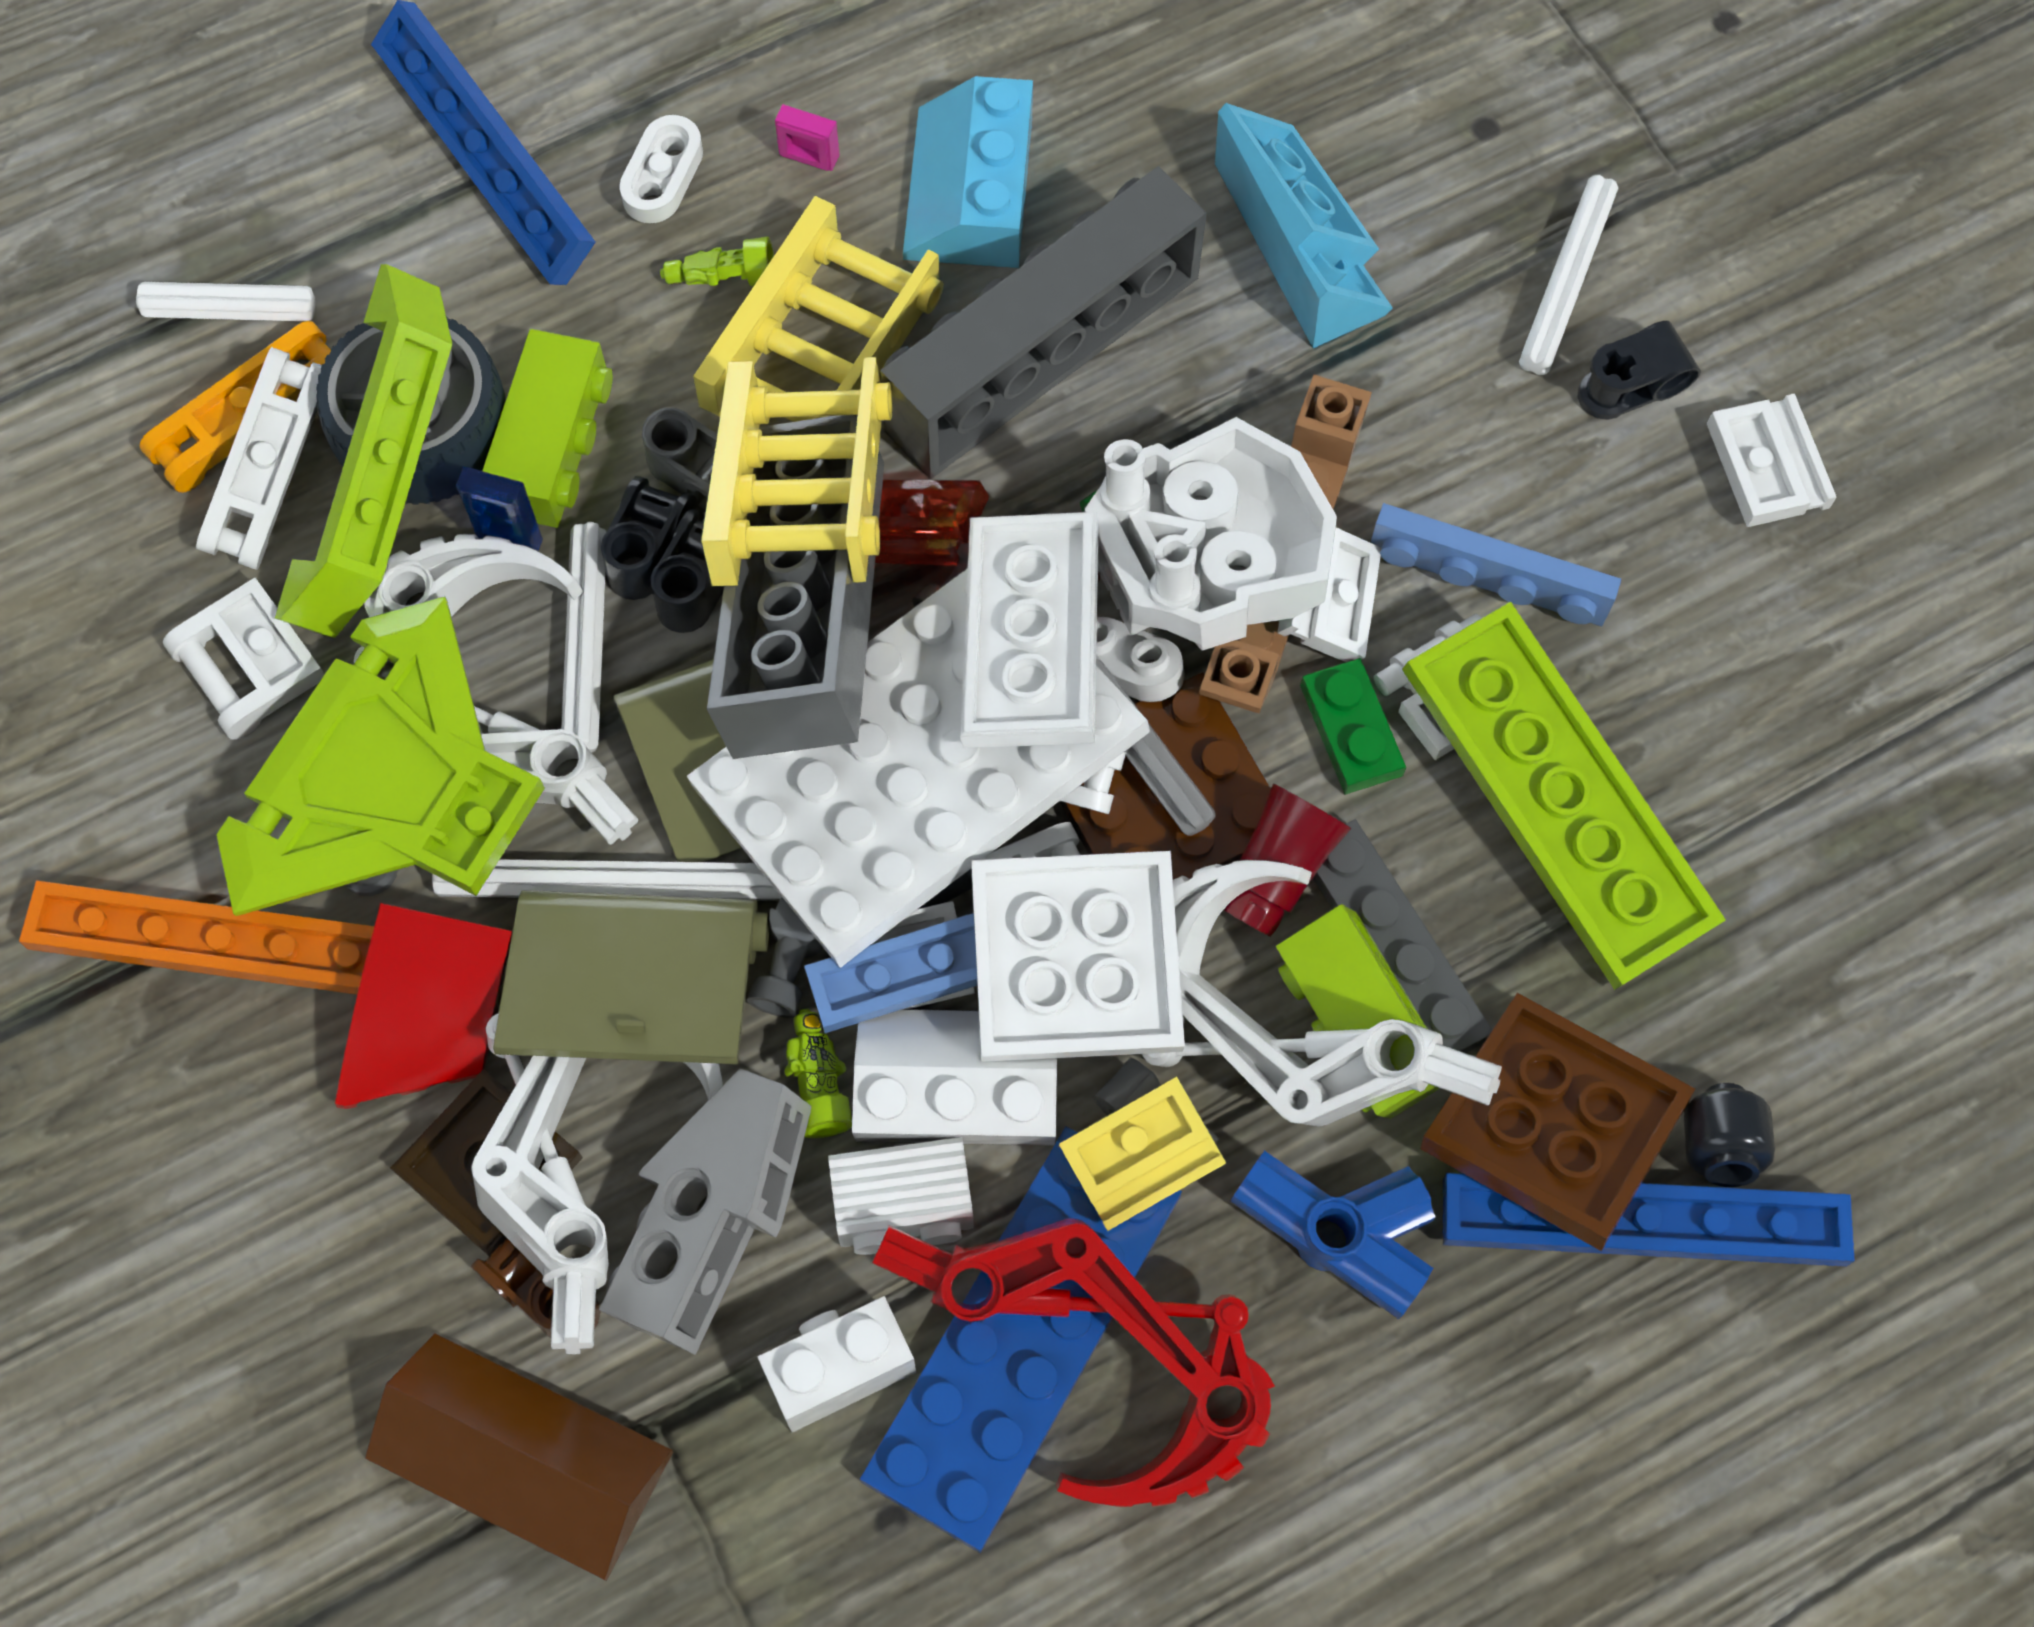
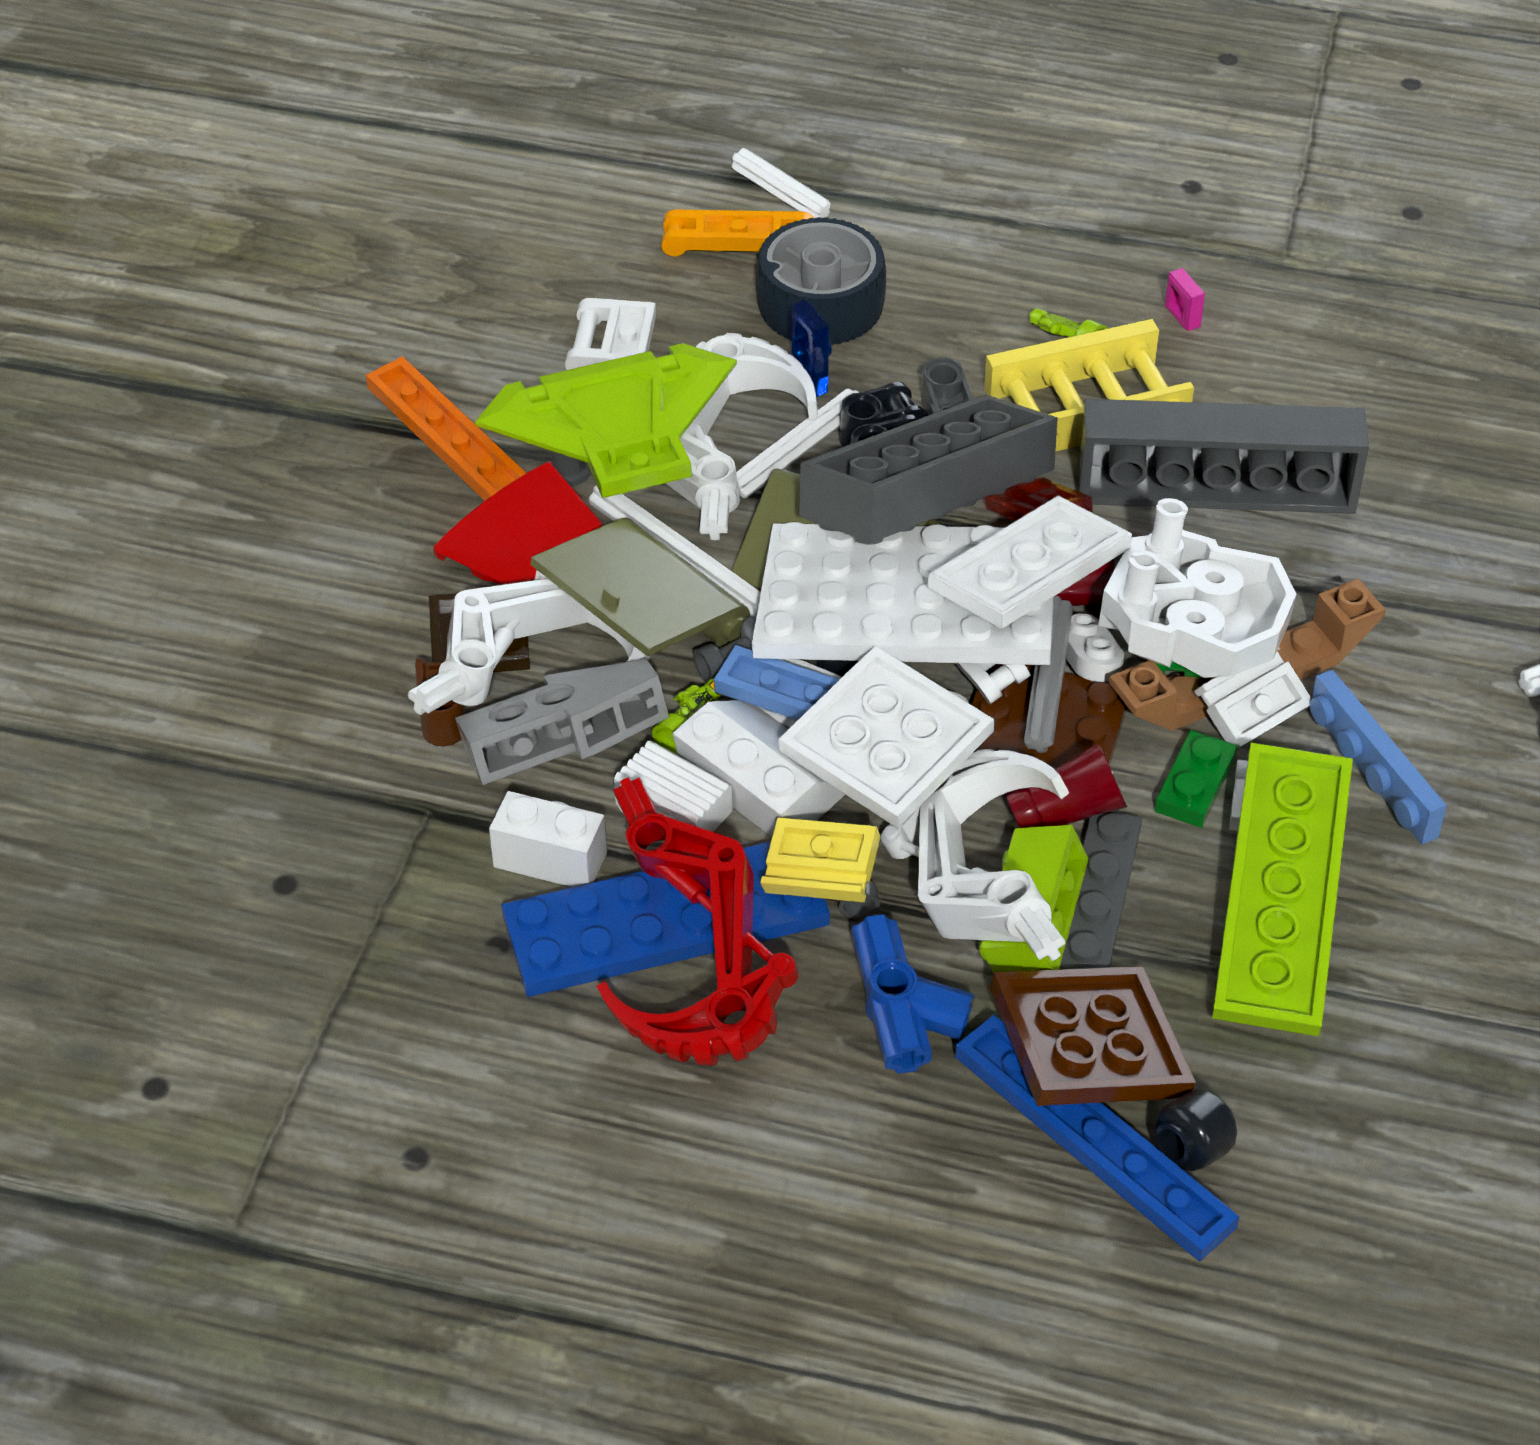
camera: 45 degrees right, 20 degrees down
(261, 460) = (711, 255): white plate -> none
(380, 457) = (767, 272): lime slope -> none
(483, 143) = (995, 196): blue plate -> none
(516, 1454) = (344, 757): reddish brown slope -> none
(550, 420) = (887, 335): lime brick -> none
(657, 173) = (1084, 265): white plate -> none
(742, 447) = (980, 380): light yellow fence -> none
(971, 174) = (1277, 369): medium azure slope -> none
(1299, 224) = (1450, 519): medium azure slope -> none

